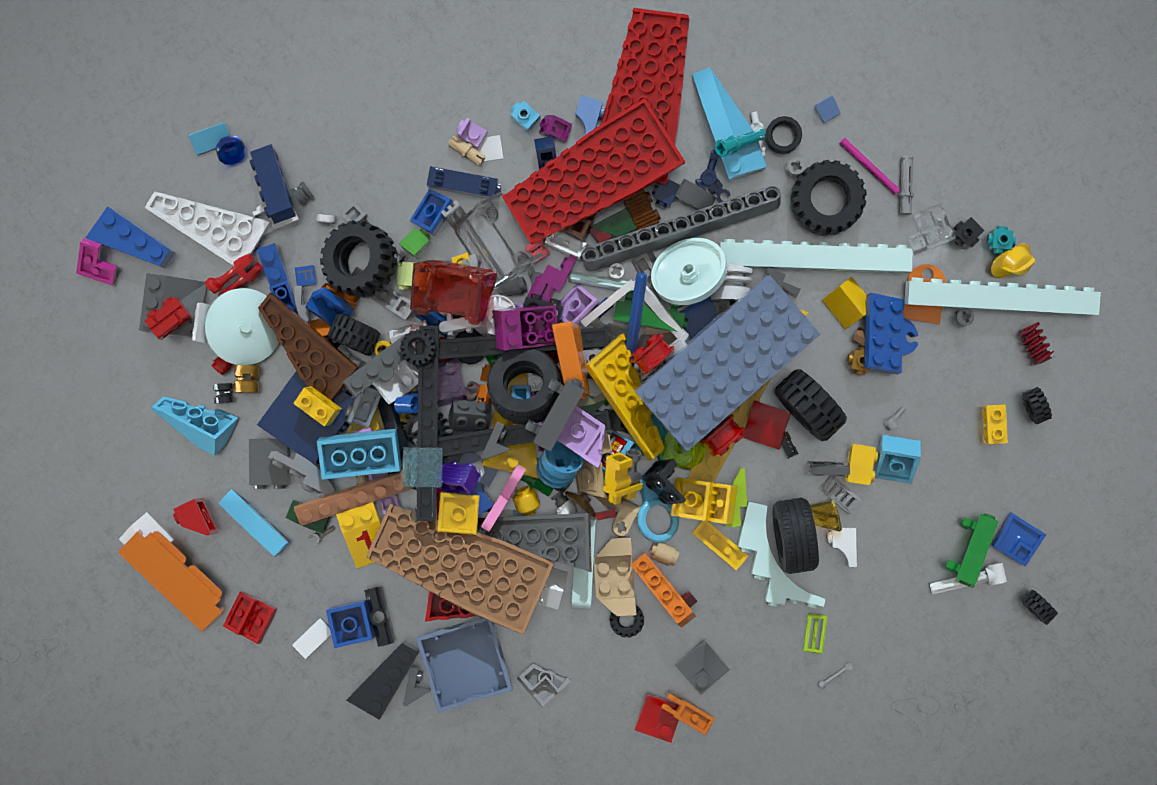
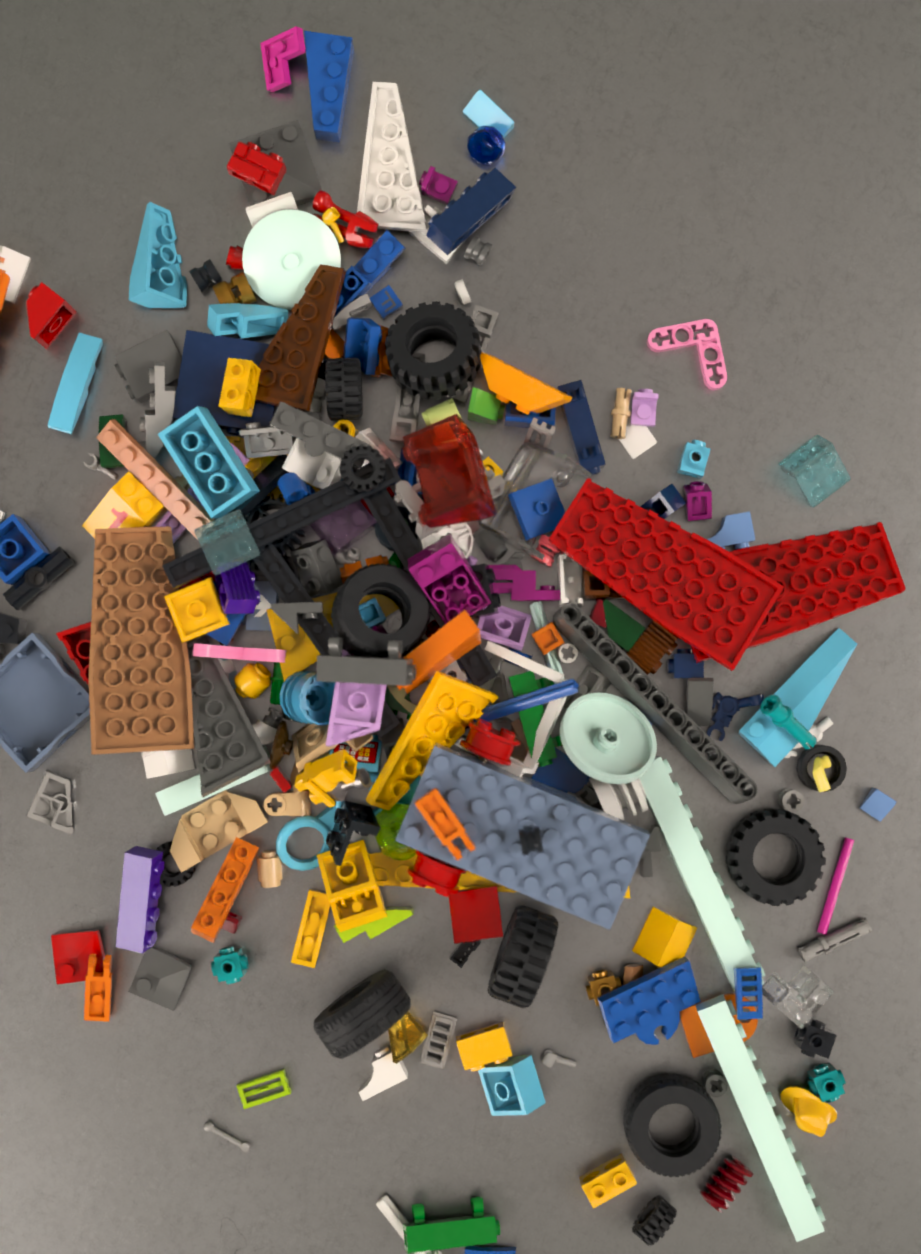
camera: 65 degrees right, 0 degrees up
(227, 284) = (329, 218): none -> yellow hand
(241, 198) = (437, 186): none -> magenta bracket
(269, 380) = (245, 319): none -> medium azure slope
(414, 211) = (520, 387): none -> light orange wedge
(447, 61) = (702, 344): none -> bright pink beam
(505, 241) = (537, 508): none -> blue plate
(574, 34) = (816, 469): none -> clear light blue bracket
(599, 279) = (547, 638): none -> orange tile
(640, 654) = (139, 899): none -> brick
(690, 410) = (443, 821): none -> orange hinge
(713, 607) = (235, 958): none -> teal brick
(733, 357) = (530, 841): none -> black wheel
(779, 586) = (296, 1021): light aqua arch -> none
(786, 138) = (819, 774): none -> light yellow arm
(828, 468) = (461, 1011): dark grey plate -> none
(895, 262) = (748, 971): none -> blue slope
(1003, 355) = (679, 1158): none -> black tyre

